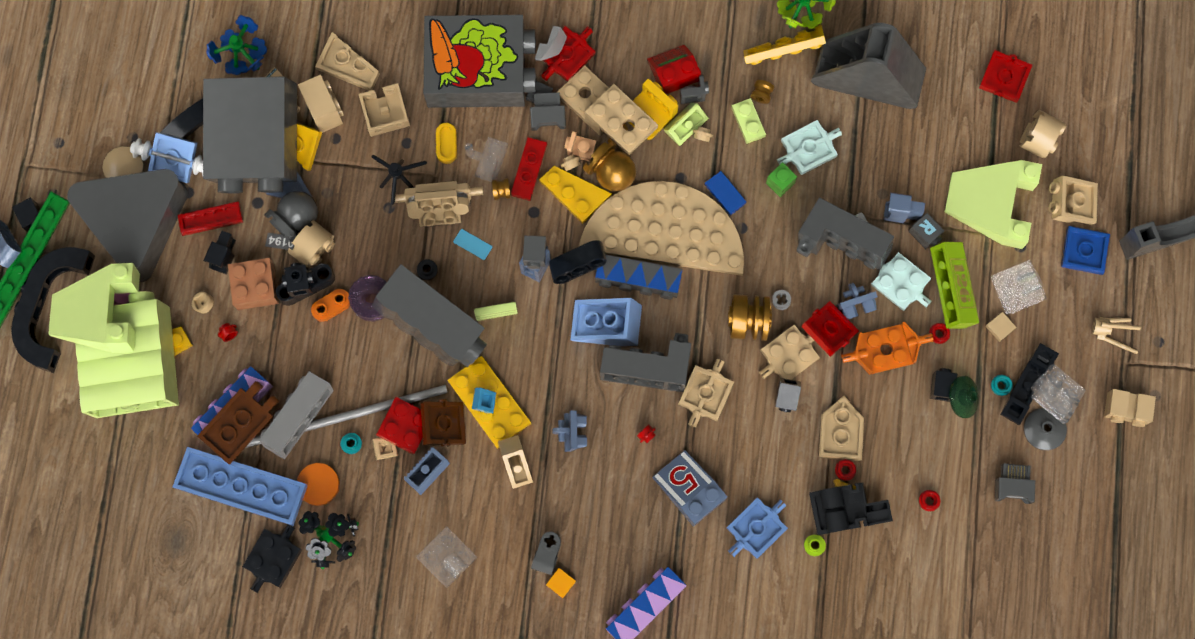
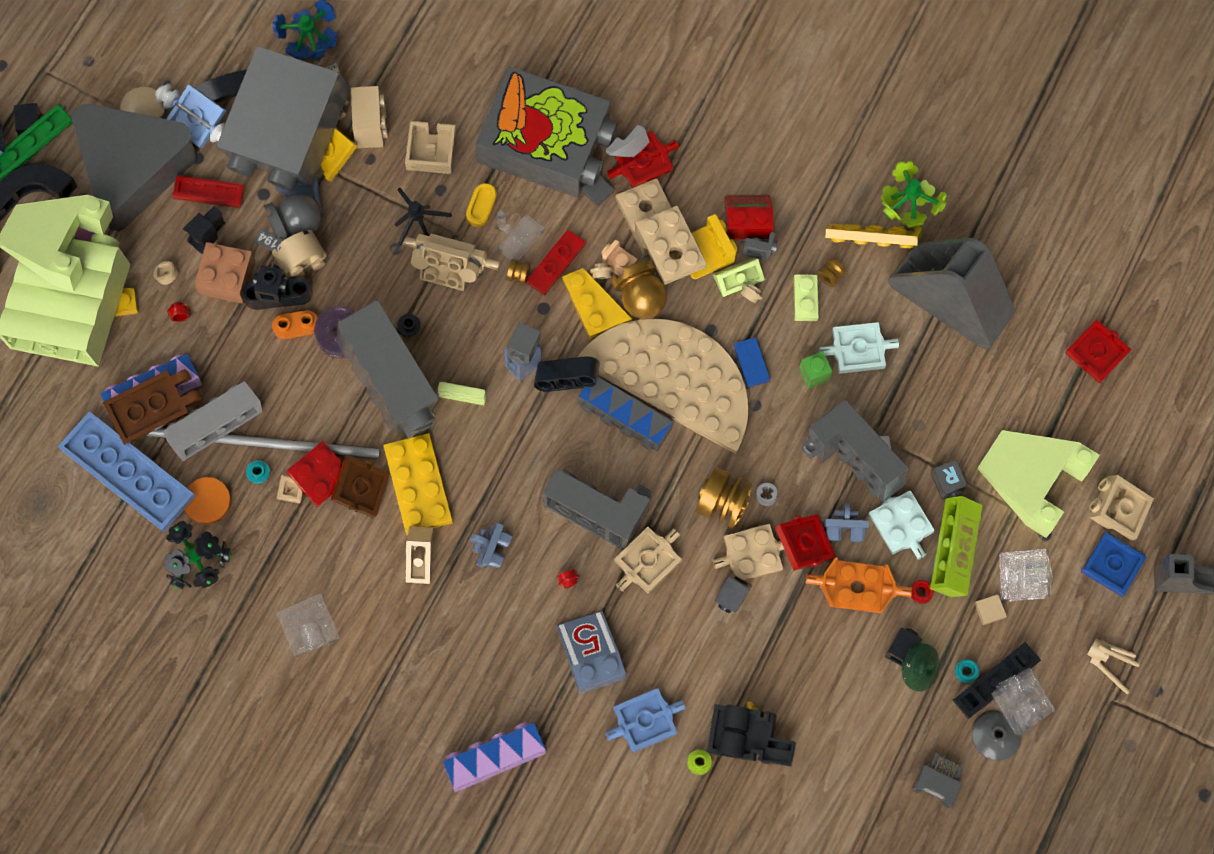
camera: 15 degrees right, 5 degrees down
(272, 558) = (129, 558): black plate -> none
(345, 64) = (410, 88): tan wing -> none
(426, 471) = (323, 528): sand blue brick -> none
(472, 244) = (466, 317): medium azure sticker -> none
(484, 400) = (411, 478): dark azure plate -> none
(545, 557) = (411, 664): dark grey piece -> none
(547, 111) = (598, 210): dark grey piece -> none
(560, 583) = (416, 698): light orange tile -> none
(607, 321) = (573, 447): light blue slope -> none
(841, 432) = (775, 655): tan tile -> none
(845, 463) = (763, 688): red plate -> none
(902, 208) = (931, 446): sand blue piece -> none
(934, 496) = (841, 754): red plate -> none
(1042, 134) = (1112, 425): tan brick -> none
(1129, 407) = (1096, 747): tan brick -> none

